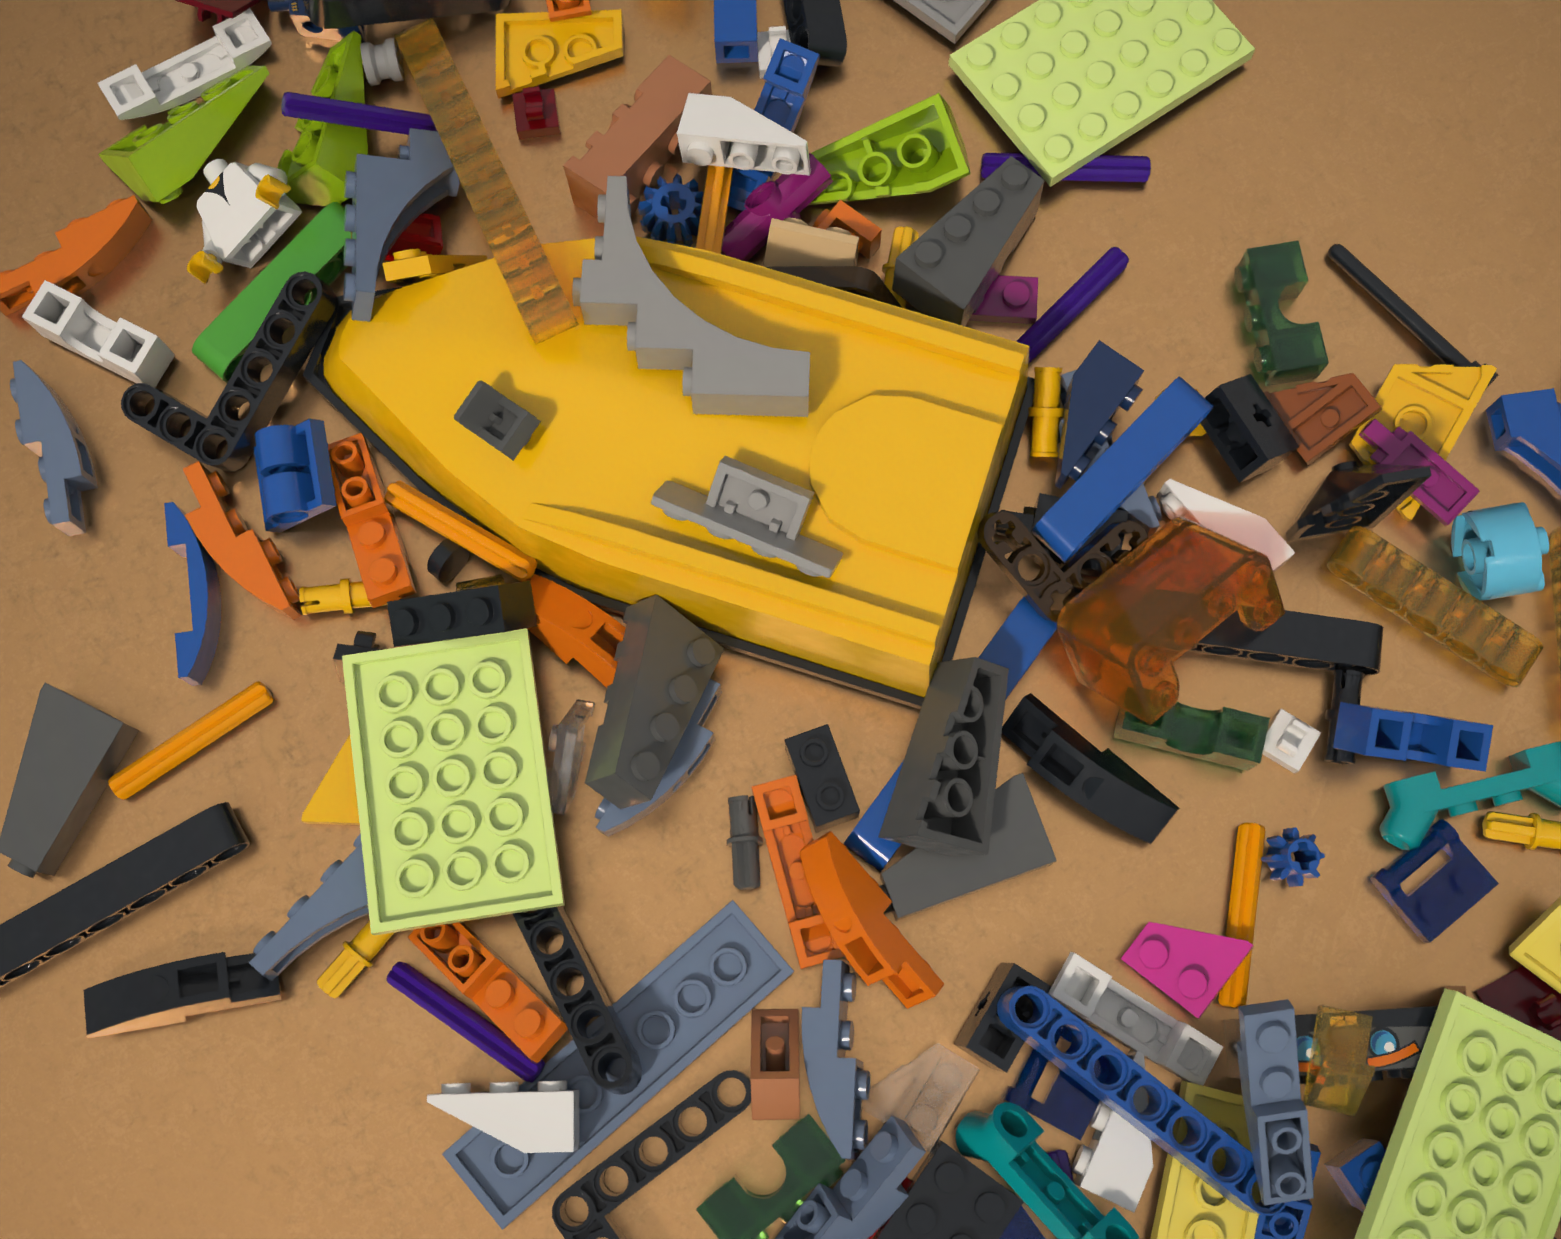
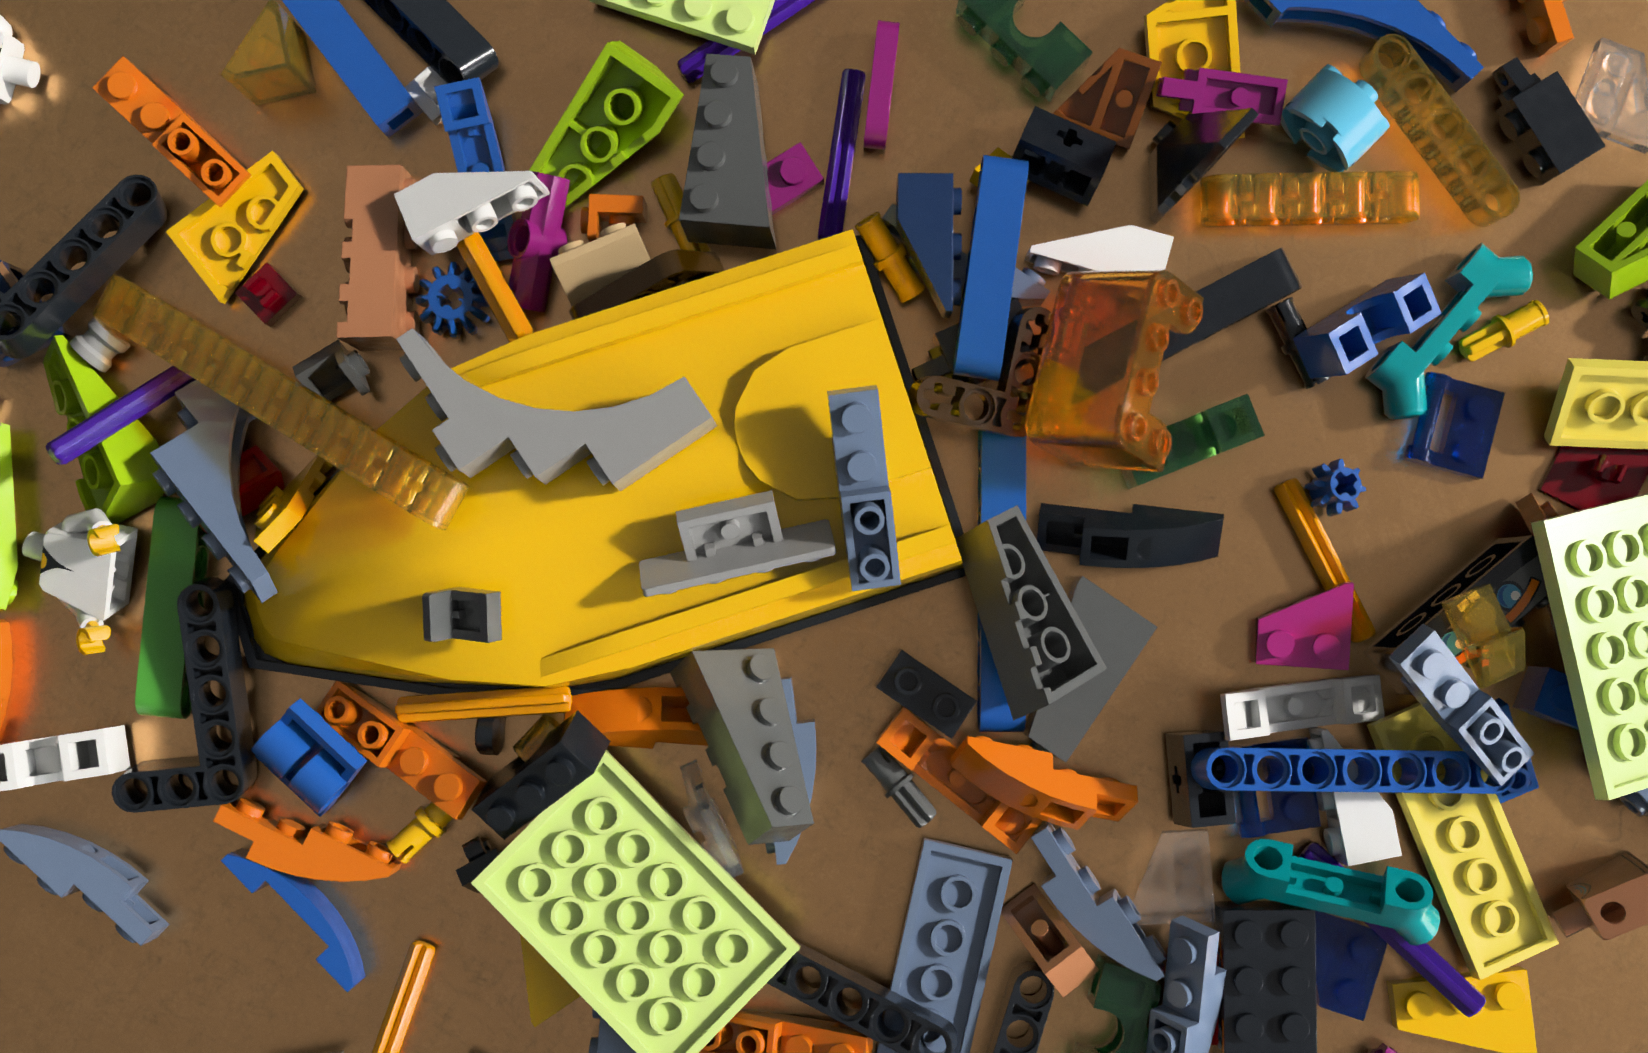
camera: 40 degrees left, 10 degrees up
(543, 200) = (333, 371): none -> dark grey bracket
(889, 541) = (863, 487): none -> sand blue slope
(1135, 277) = (881, 85): none -> magenta beam
(1289, 740) = (1268, 391): white tile -> none

